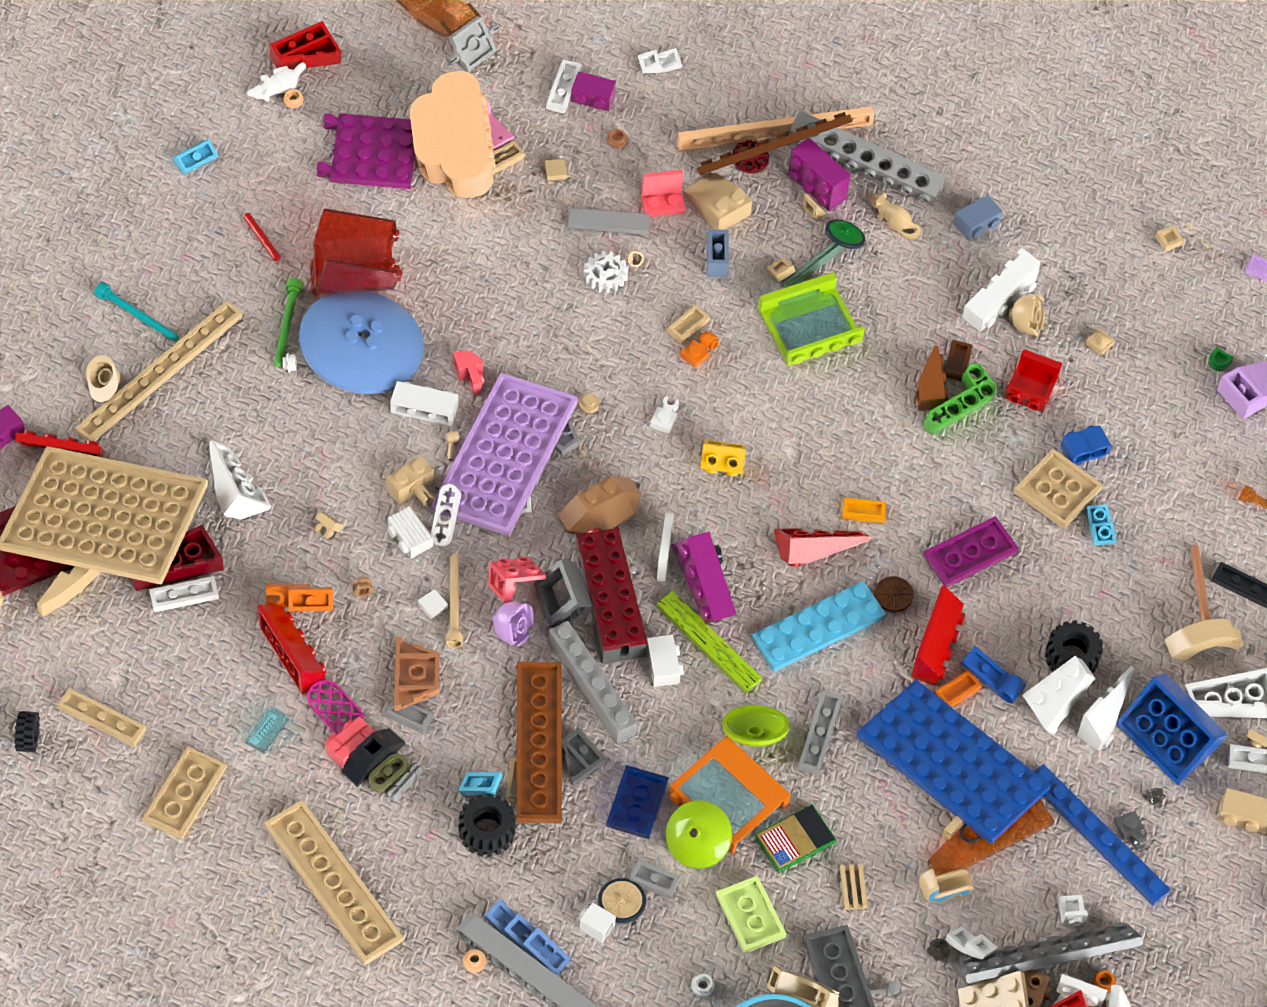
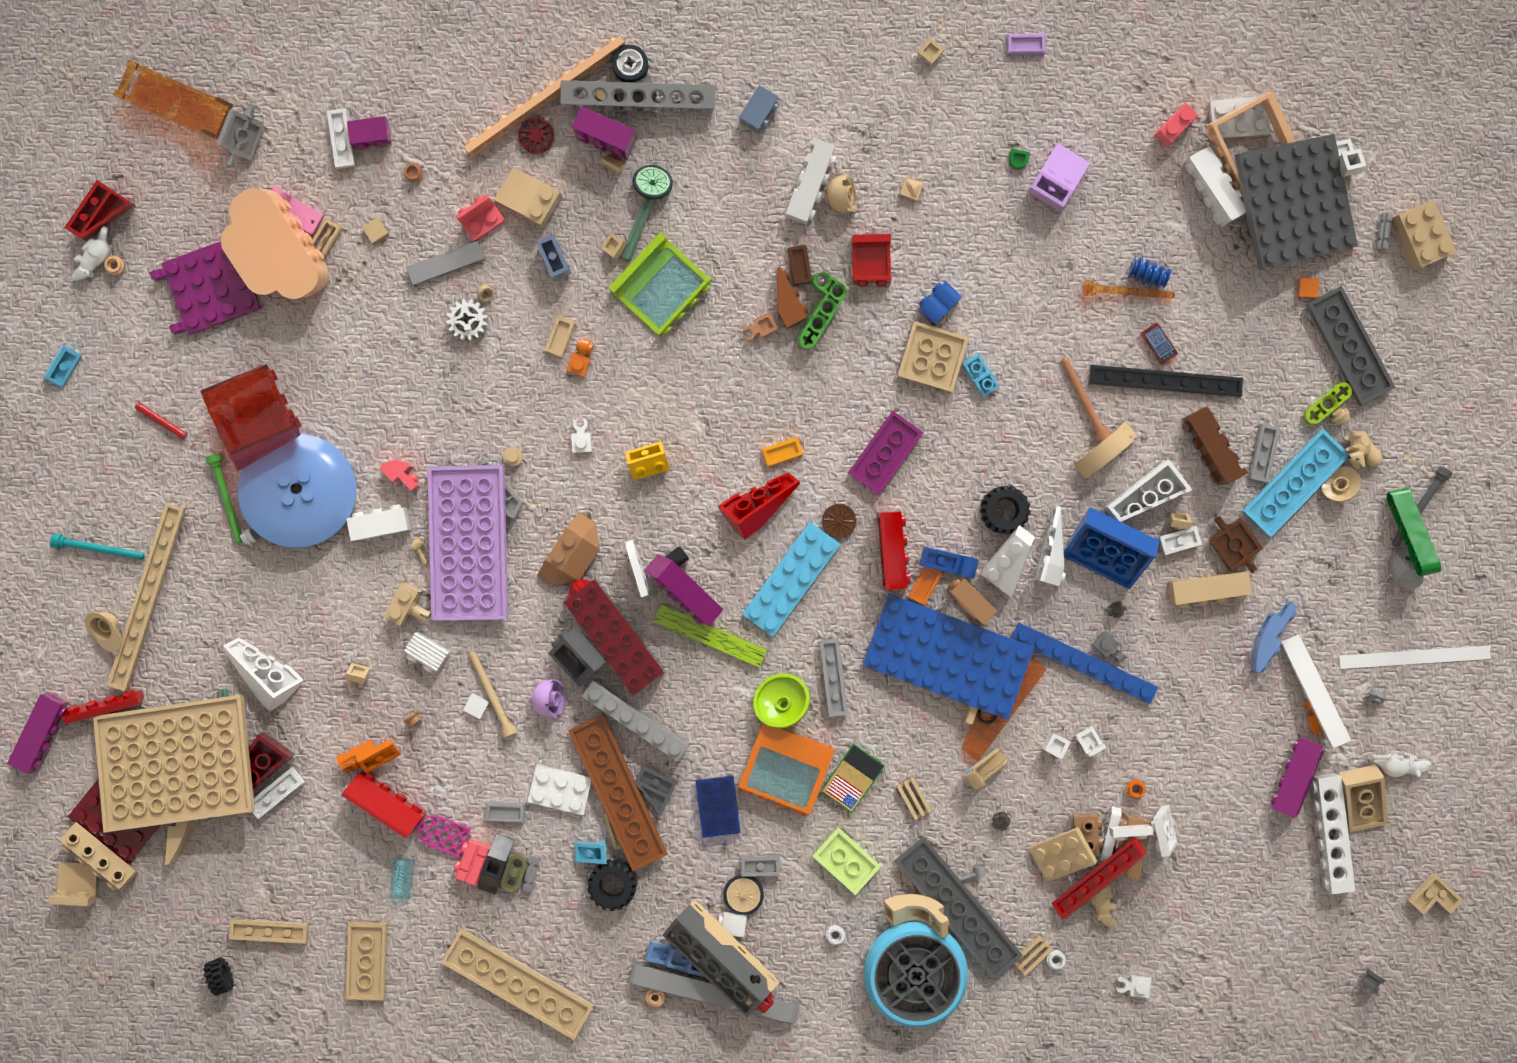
camera: 20 degrees left, 30 degrees up
(415, 674) = (493, 778): nougat wing -> none
(436, 529) = (445, 633): white beam -> none
(477, 717) = (560, 789): none -> white plate
(506, 572) = (530, 656): coral bracket -> none
(570, 935) = (722, 959): none -> dark grey piece
(656, 63) = (413, 69): white slope -> none
(663, 660) = (683, 673): white brick -> none
(712, 839) = (778, 808): lime dish -> none
(782, 140) = (558, 121): reddish brown plate -> none
(874, 127) = (623, 56): none -> wheel
(895, 215) = (688, 141): tan animal -> none
(896, 394) = (763, 326): none -> nougat plate
(977, 946) = (1026, 811): white slope -> none
(1001, 715) = (971, 600): none -> medium nougat window
(1032, 894) = (1055, 745): none -> white panel
(1048, 952) = (1086, 792): dark grey plate -> none

